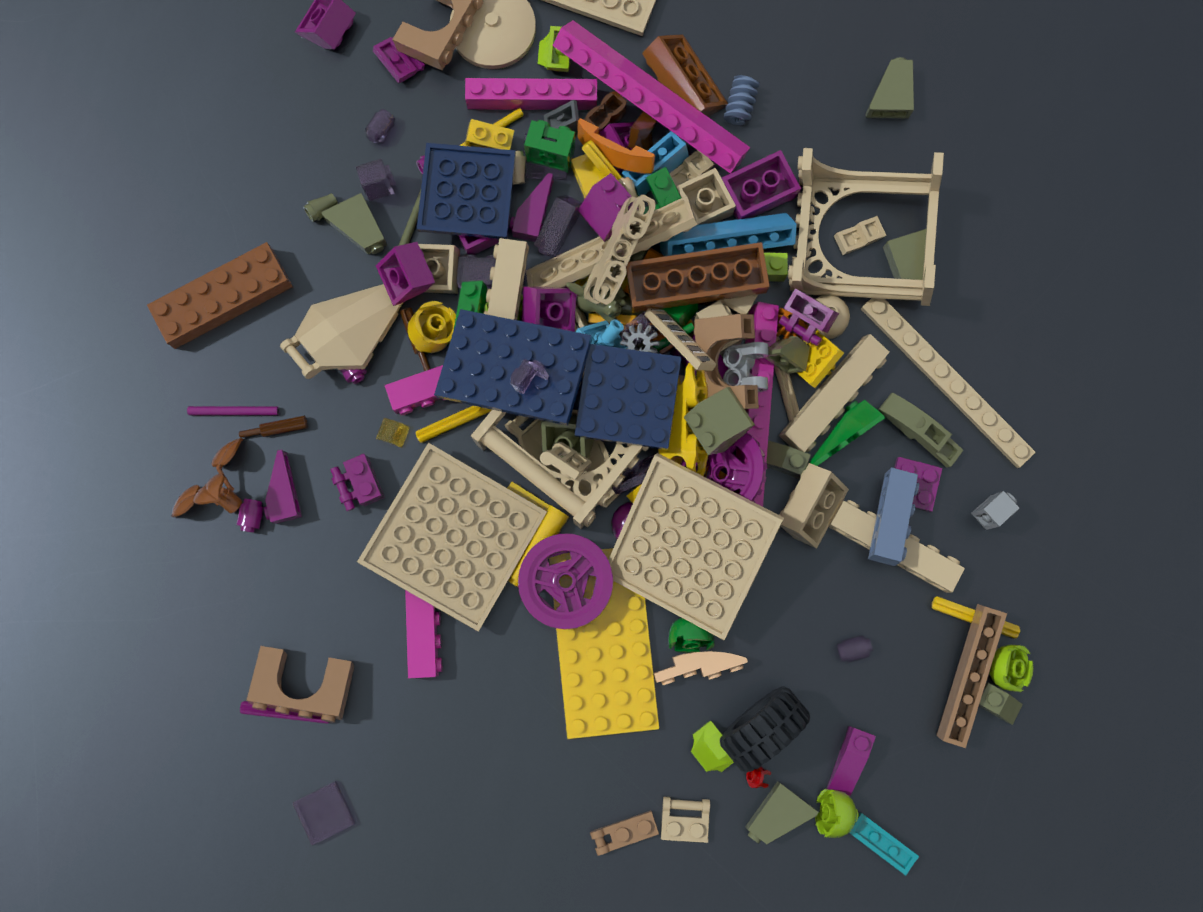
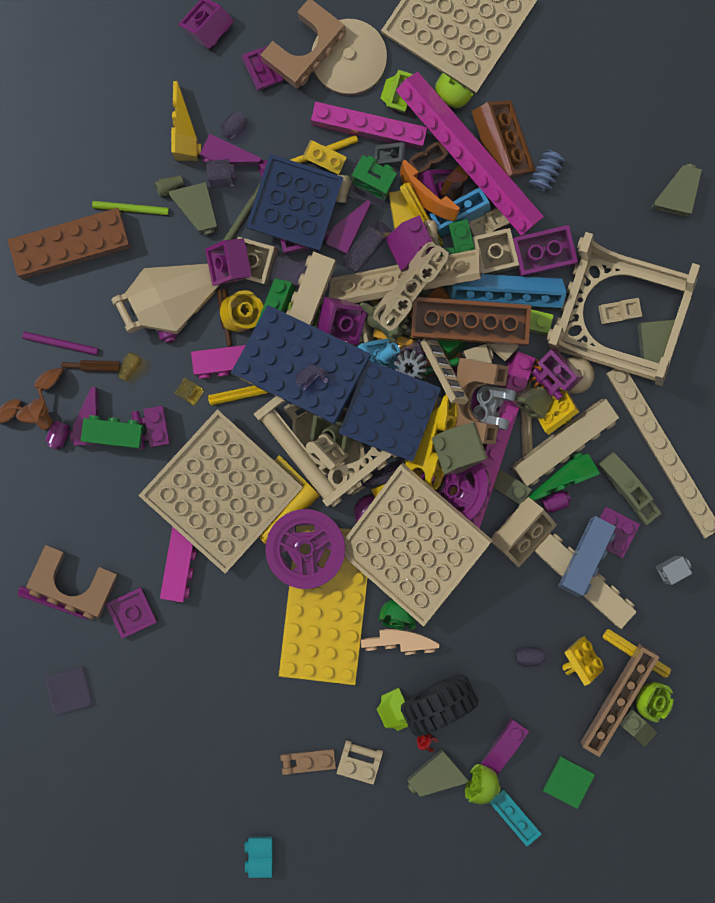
camera: 15 degrees right, 5 degrees up
(282, 242) = (130, 208): none -> lime bar
(311, 496) = (112, 432): none -> green brick
(317, 418) = (129, 365): none -> clear yellow cone
(325, 150) = (183, 137): none -> yellow wedge
(365, 152) = (219, 150): none -> magenta slope
(378, 703) = (131, 612): none -> magenta plate
(617, 35) = (452, 92): none -> lime cylinder
(841, 462) = (556, 501): none -> magenta brick
(917, 639) = (583, 661): none -> yellow plate
(934, 787) = (568, 782): none -> green tile

